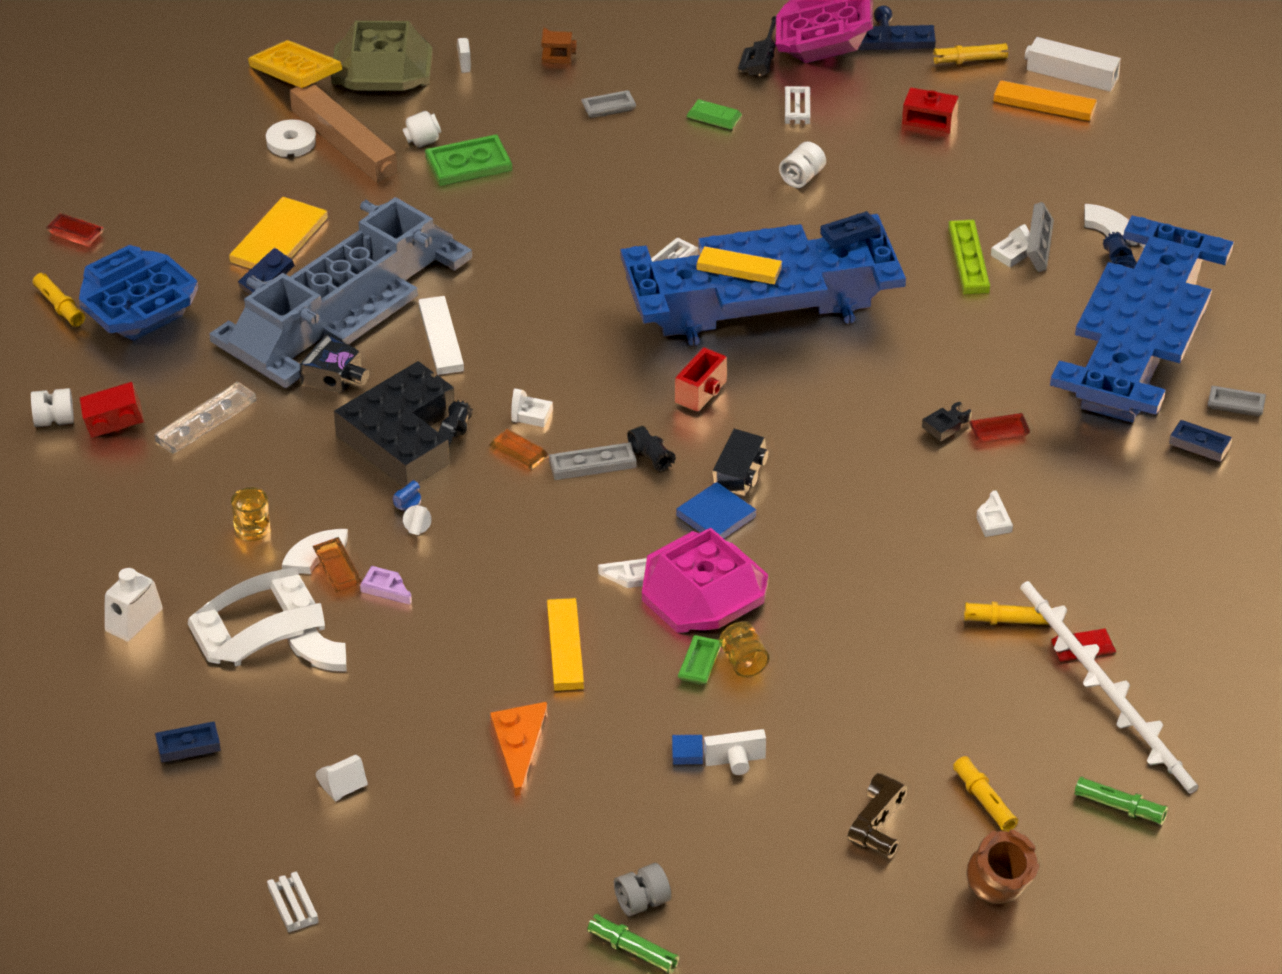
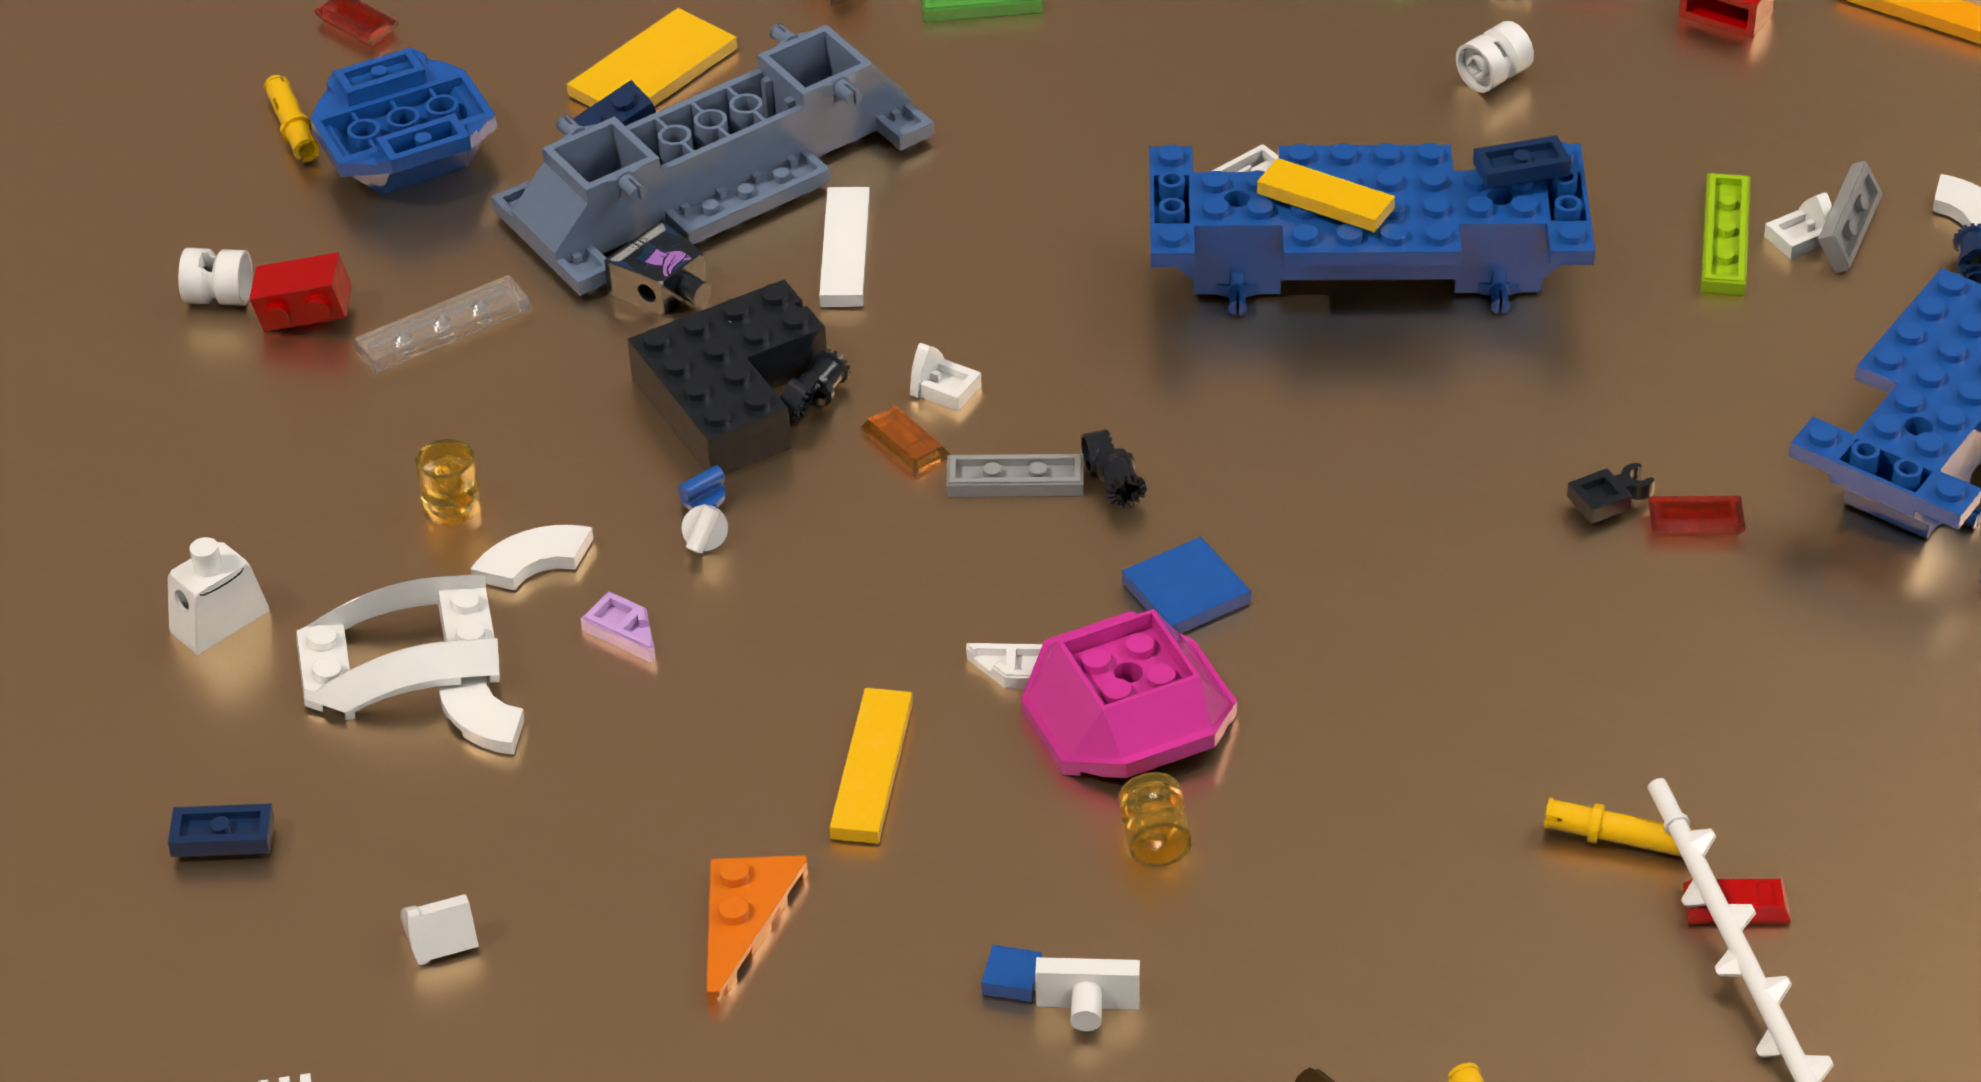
camera: 15 degrees right, 0 degrees up
(337, 564) = (554, 581): clear orange tile -> none
(699, 660) = (1079, 826): bright green tile -> none
(701, 379) = (1223, 369): red brick -> none
(740, 461) = (1246, 510): black brick -> none
(994, 517) = (1644, 661): white tile -> none

